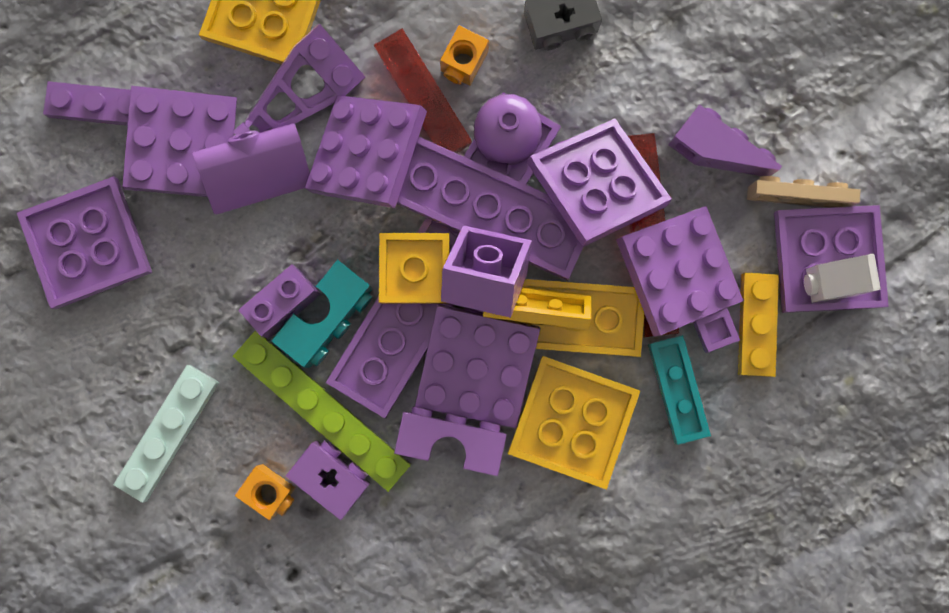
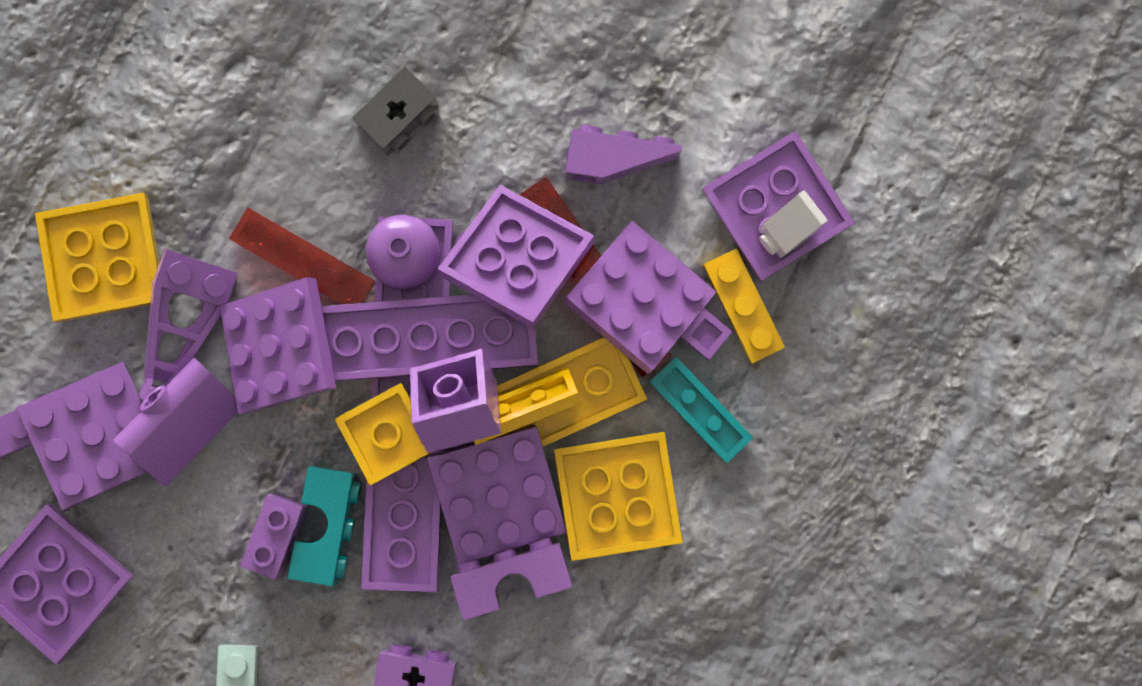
camera: 25 degrees left, 0 degrees up
(322, 410) = (372, 617): lime plate -> none
(467, 43) = (322, 186): light orange brick -> none
(803, 193) = (717, 157): tan plate -> none

